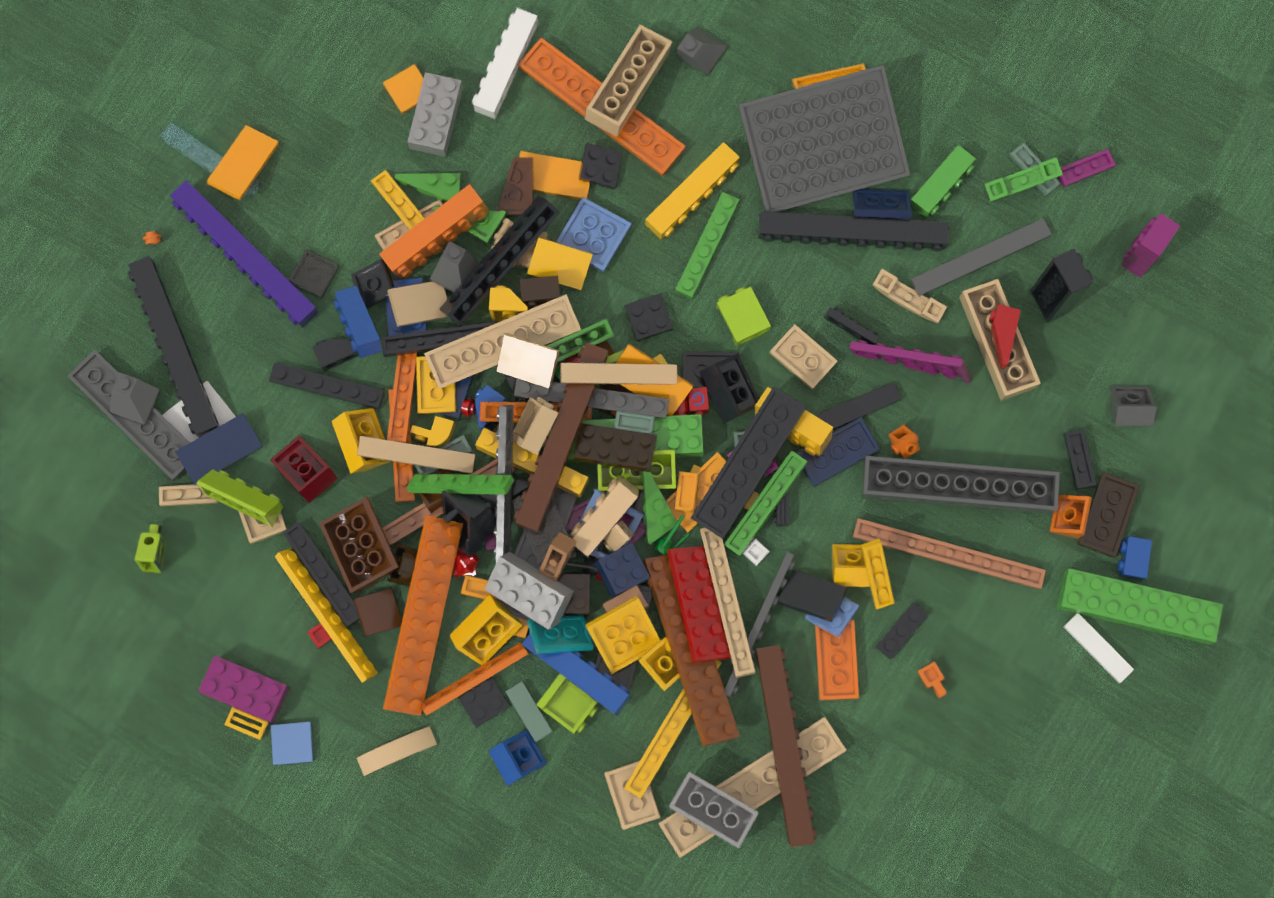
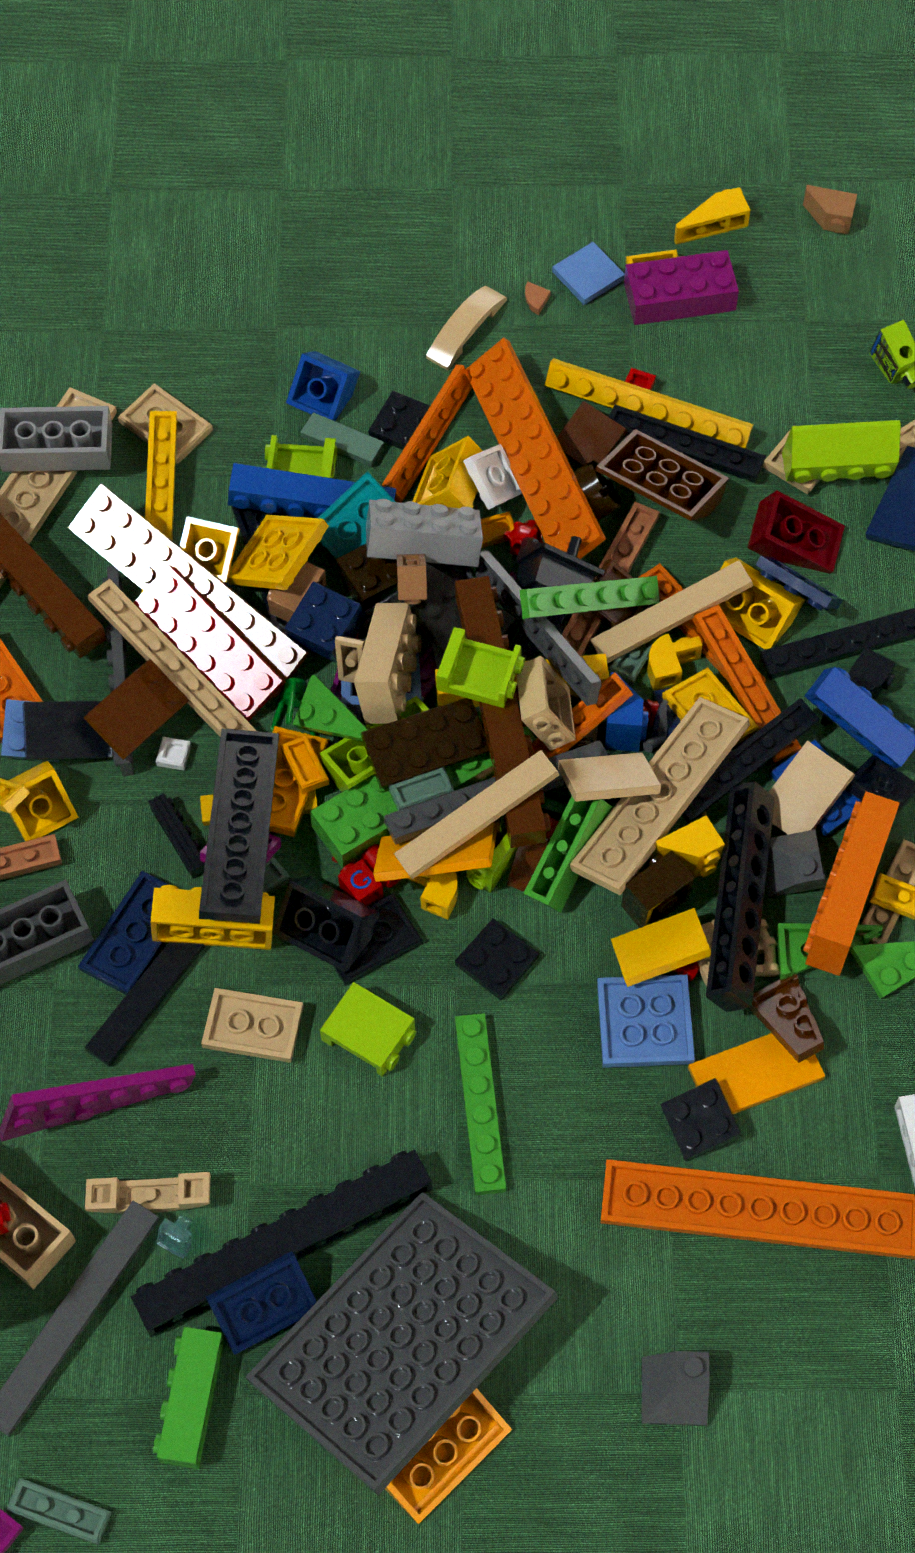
camera: 150 degrees right, 15 degrees down
(103, 690) = (830, 208): none -> medium nougat slope
(177, 734) = (717, 215): none -> yellow slope
(327, 431) = (798, 584): none -> dark blue plate
(338, 745) = (536, 297): none -> nougat tile
(458, 613) = (493, 476): none -> white plate
(471, 392) = (659, 729): none -> dark grey bar
(561, 457) = (479, 670): none -> lime panel
(628, 80) = (745, 1256): tan brick -> none
(692, 191) = (548, 1163): yellow brick -> none
(765, 580) = (136, 709): none -> reddish brown slope
(766, 503) = (191, 806): bright green plate -> none
(851, 326) = (207, 1103): black plate -> none
(904, 442) = (47, 986): orange brick -> none
(906, 266) = (175, 1236): none -> clear light blue tile
(1024, 179) = (69, 1475): bright green slope -> none

